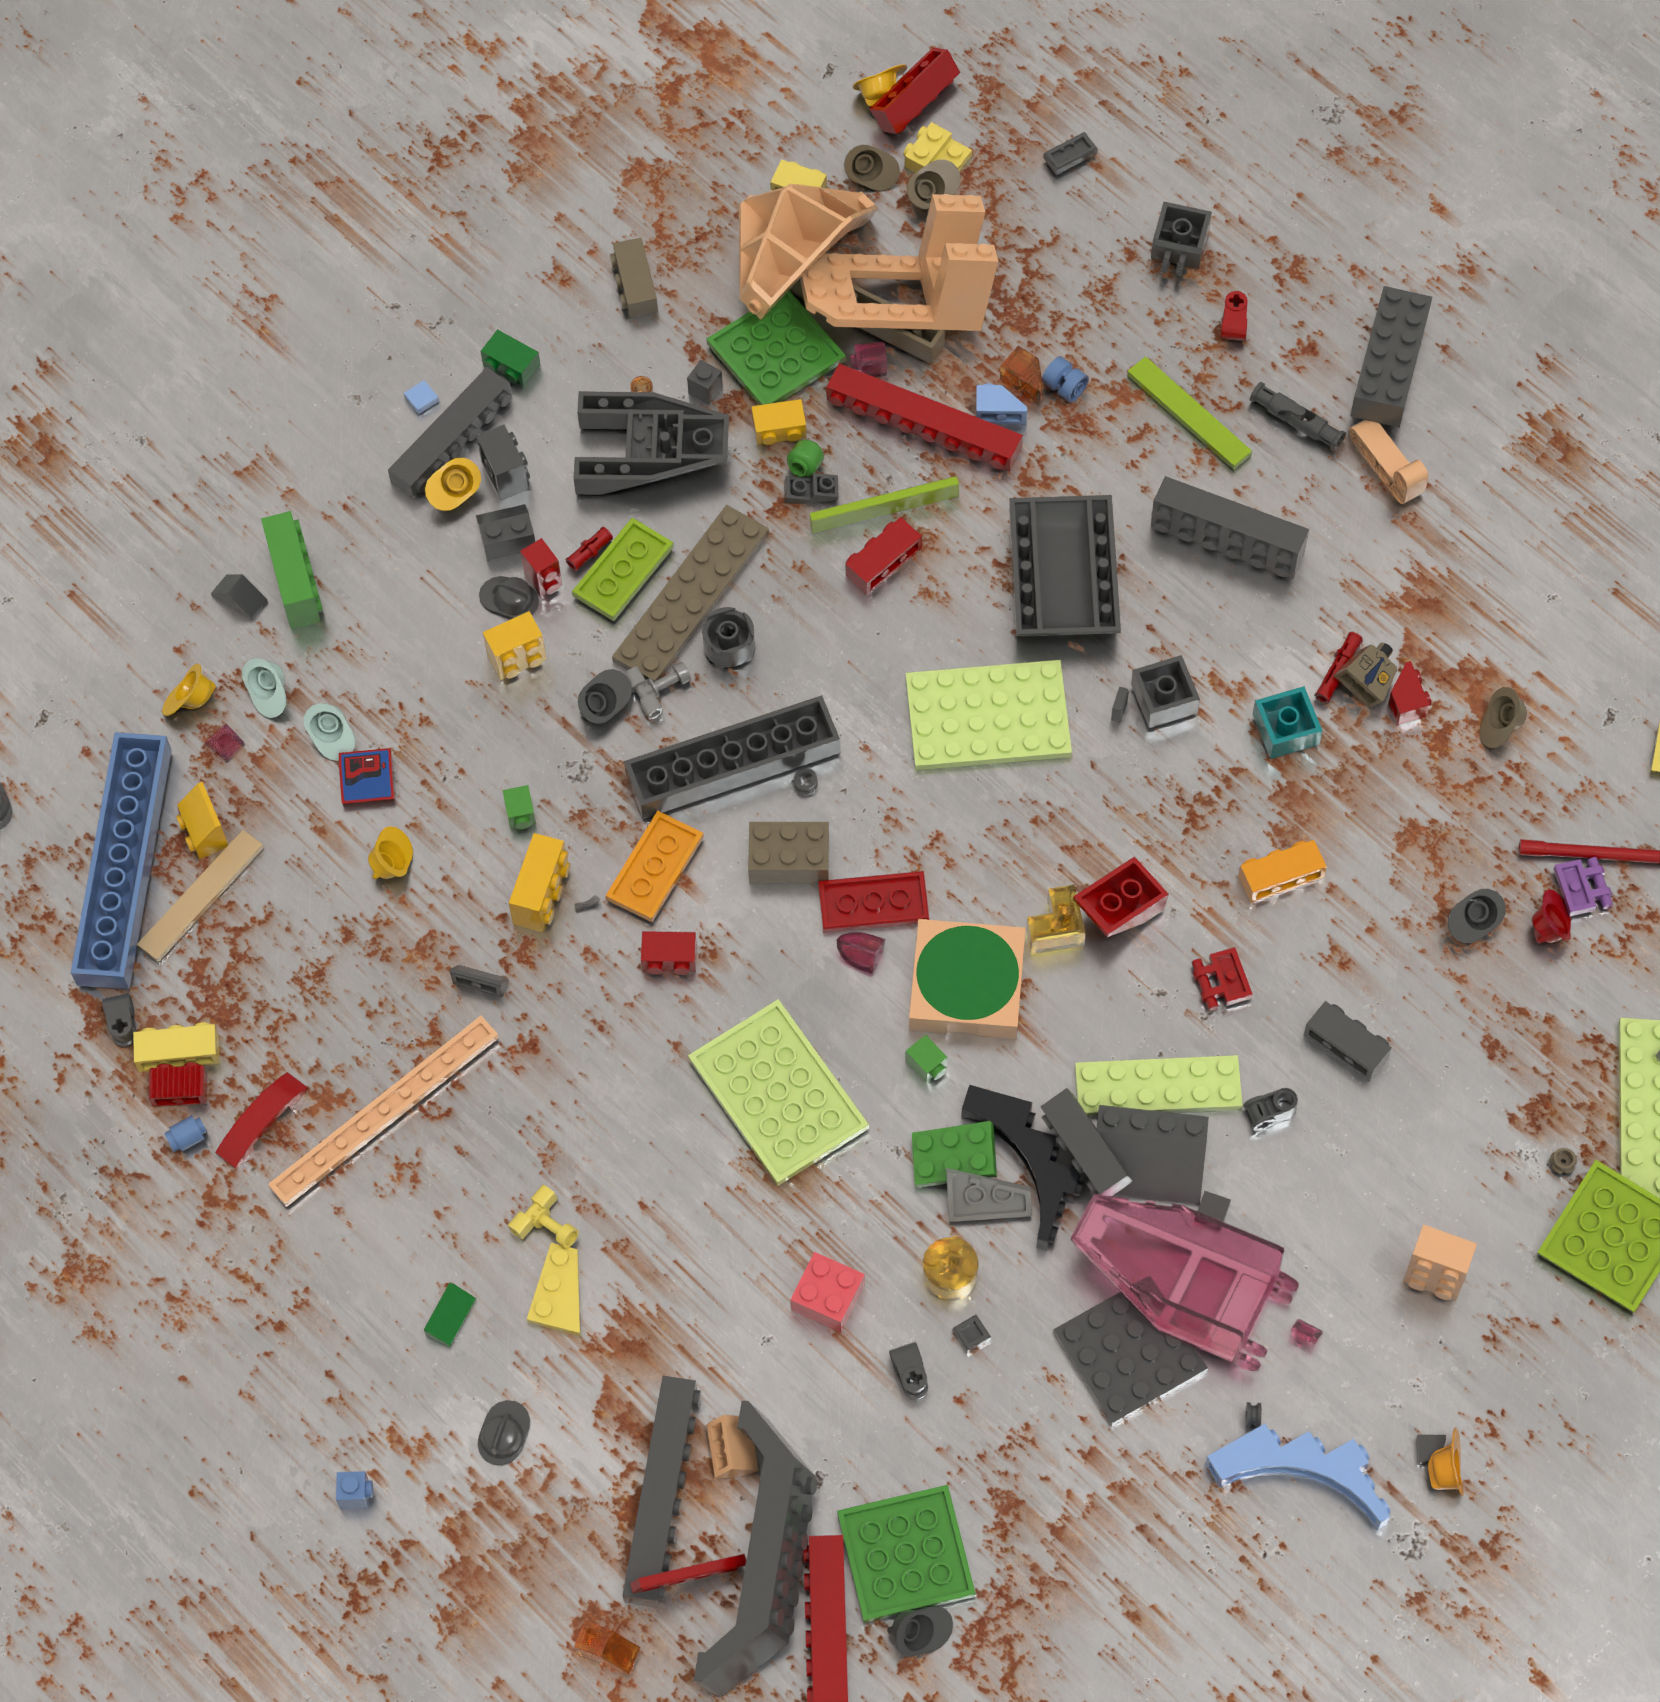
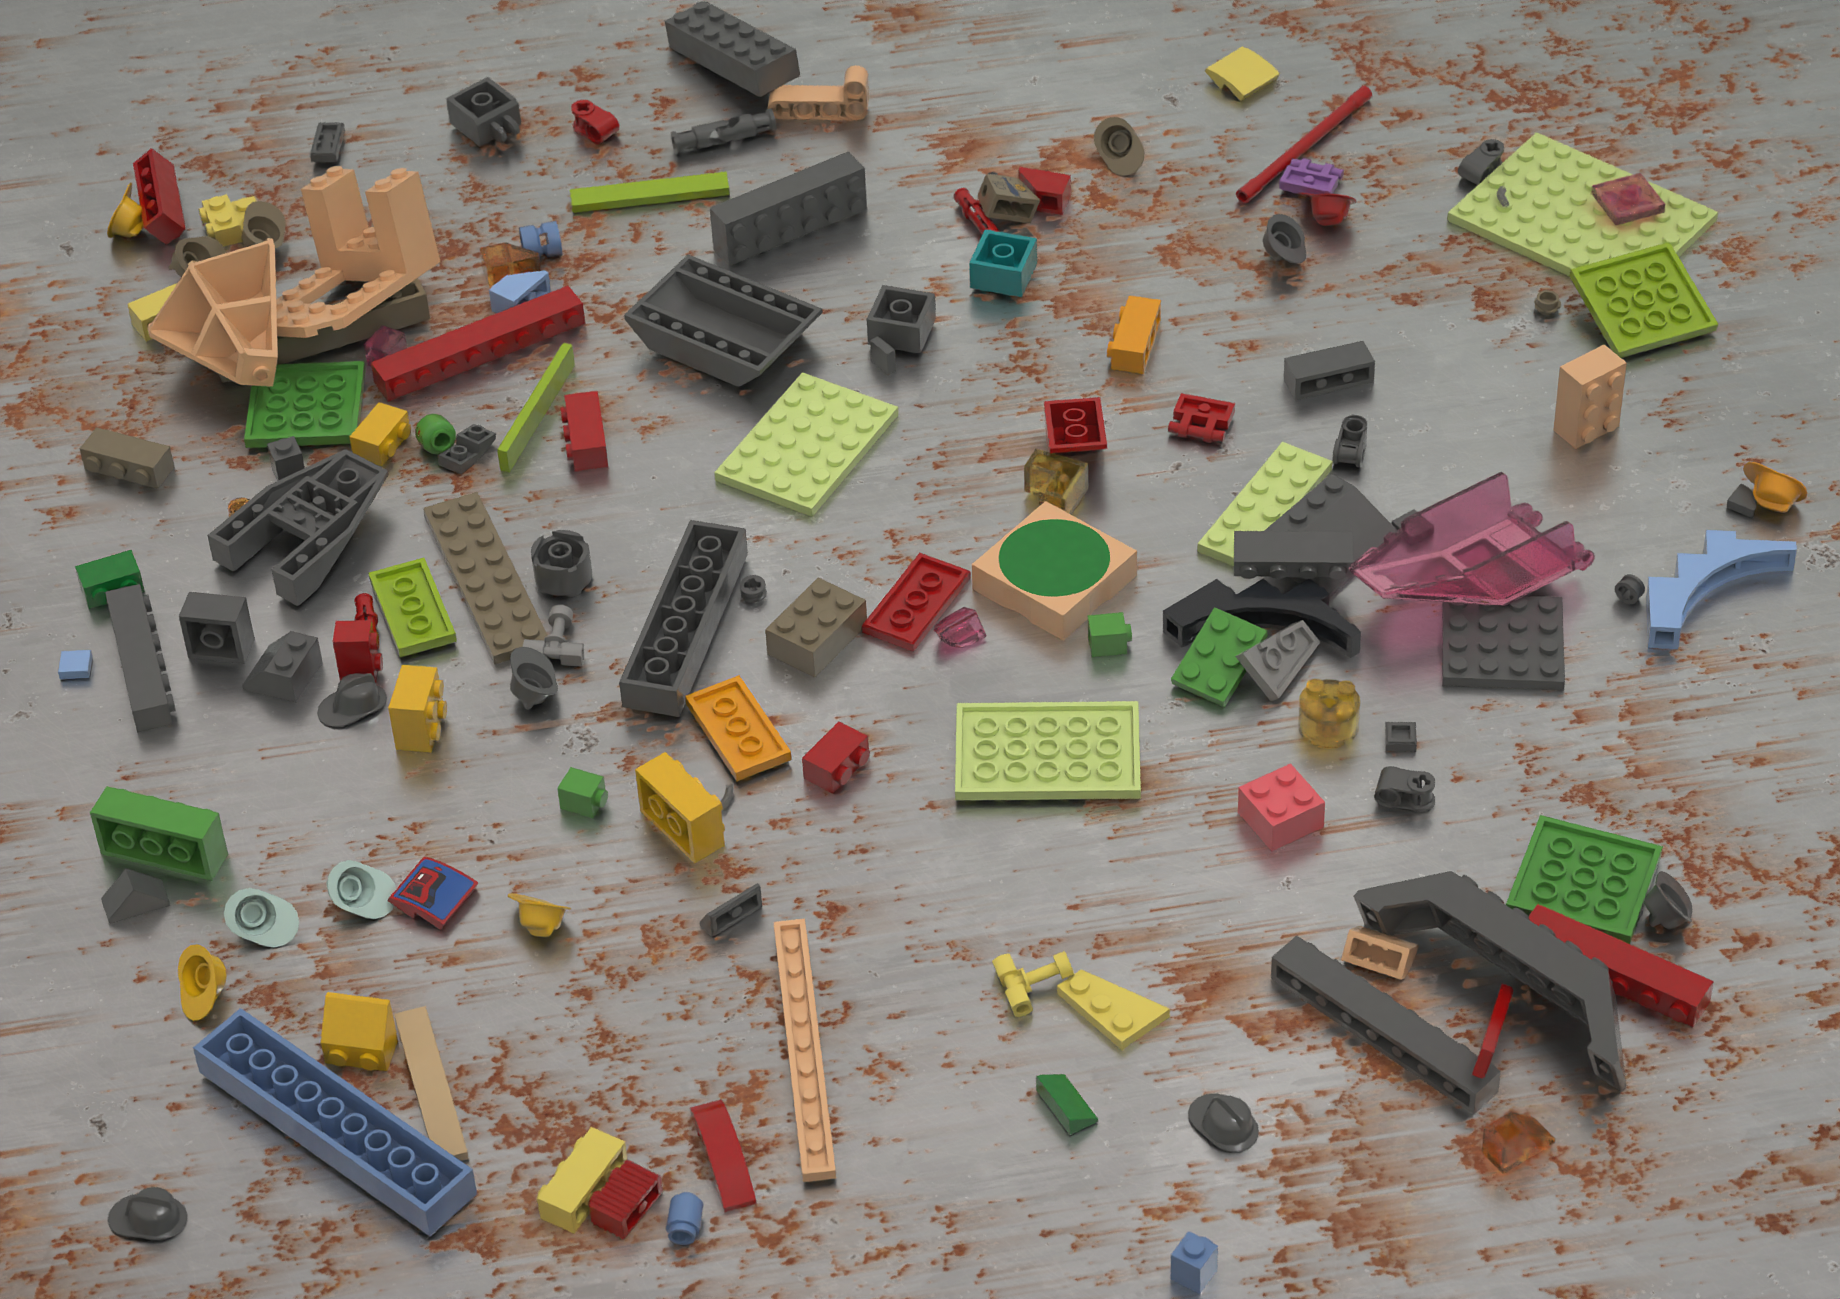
camera: 55 degrees left, 20 degrees down
(120, 1017) = (504, 1210): dark grey piece -> none
(224, 741) = (279, 987): clear pink slope -> none
(453, 484) = (198, 673): yellow piece -> none
(1305, 1333) = (1583, 523): clear pink slope -> none

